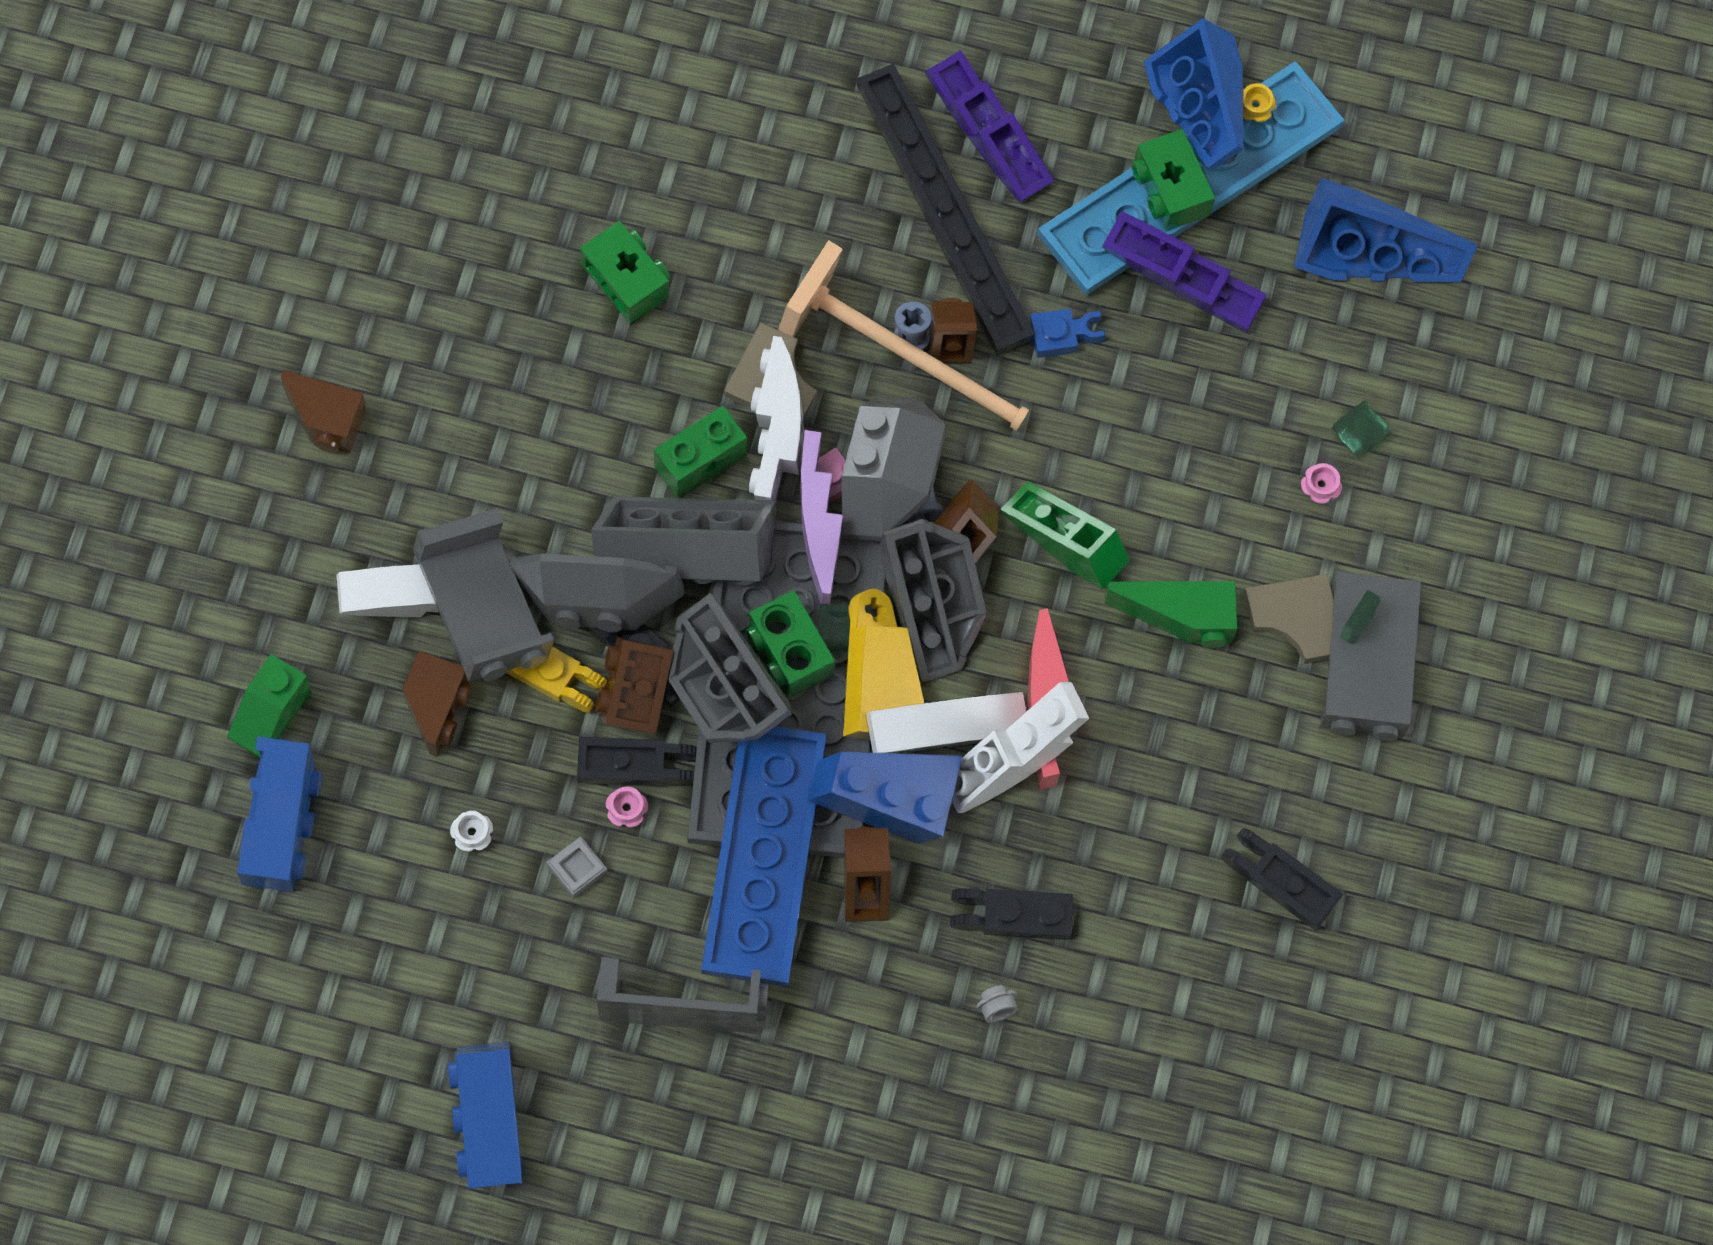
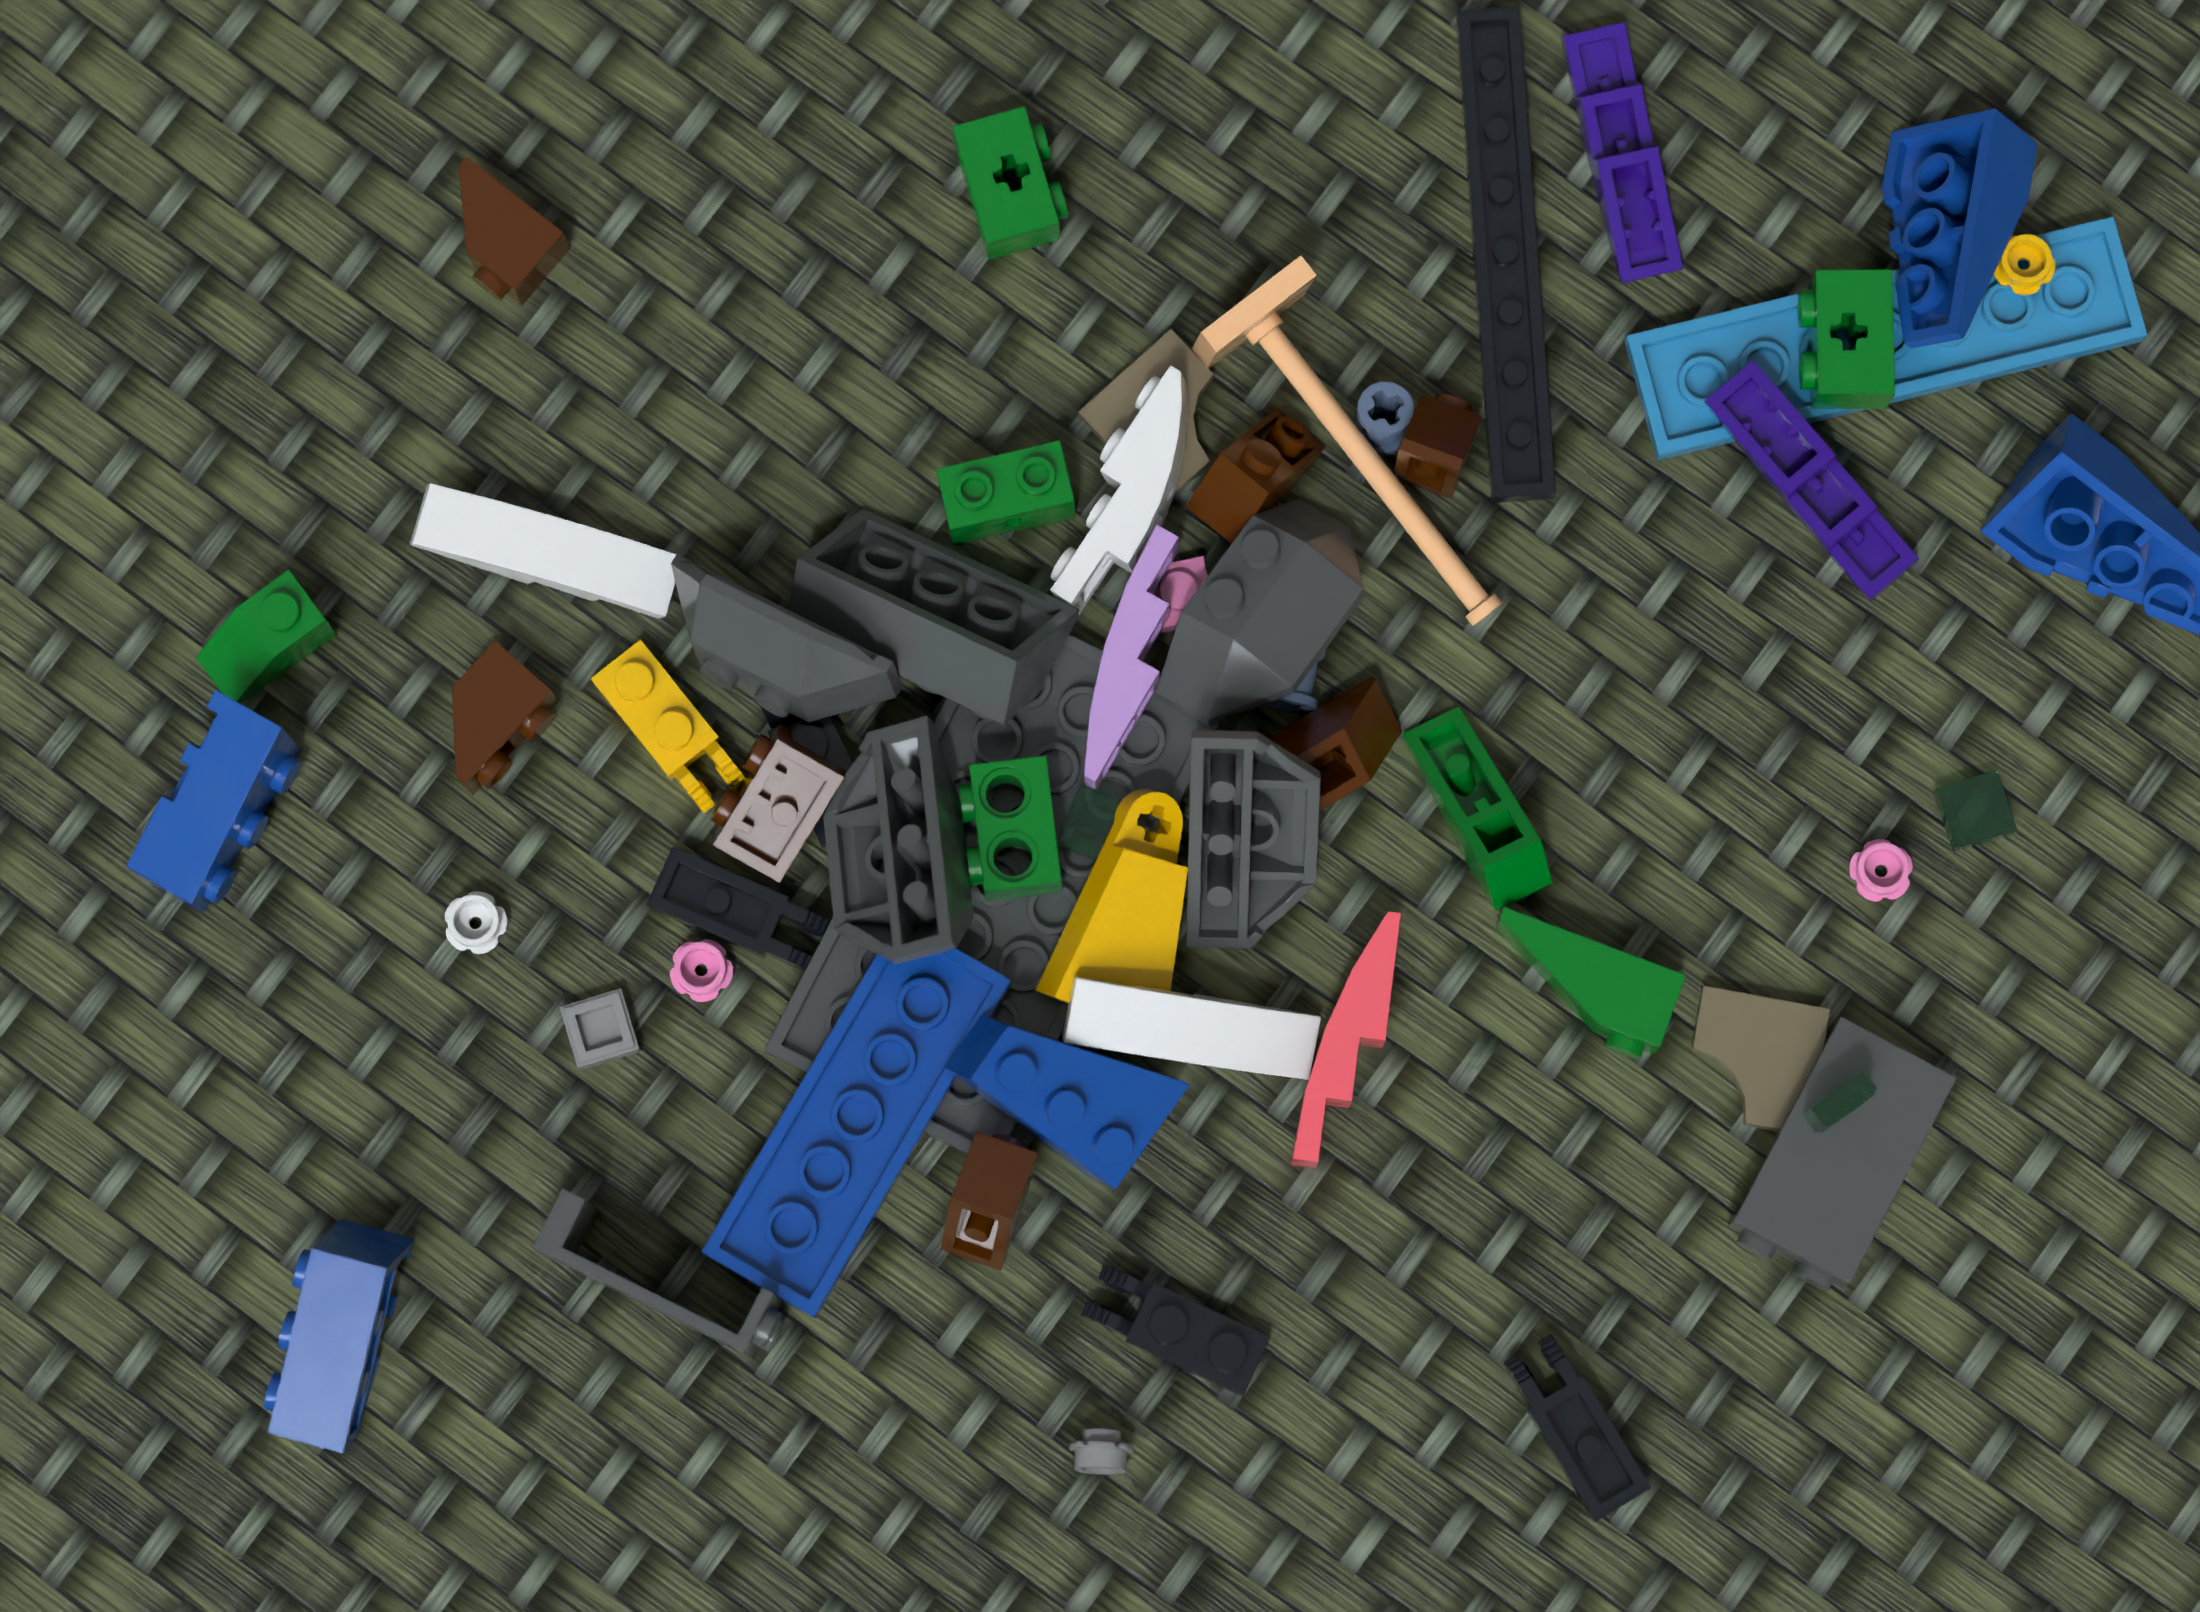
camera: 30 degrees right, 10 degrees up
(480, 597) = (610, 597): dark grey panel -> none
(847, 387) = (1254, 473): none -> reddish brown slope
(1021, 749) = (1271, 1107): white slope -> none
(1058, 332) = (1593, 499): blue plate -> none

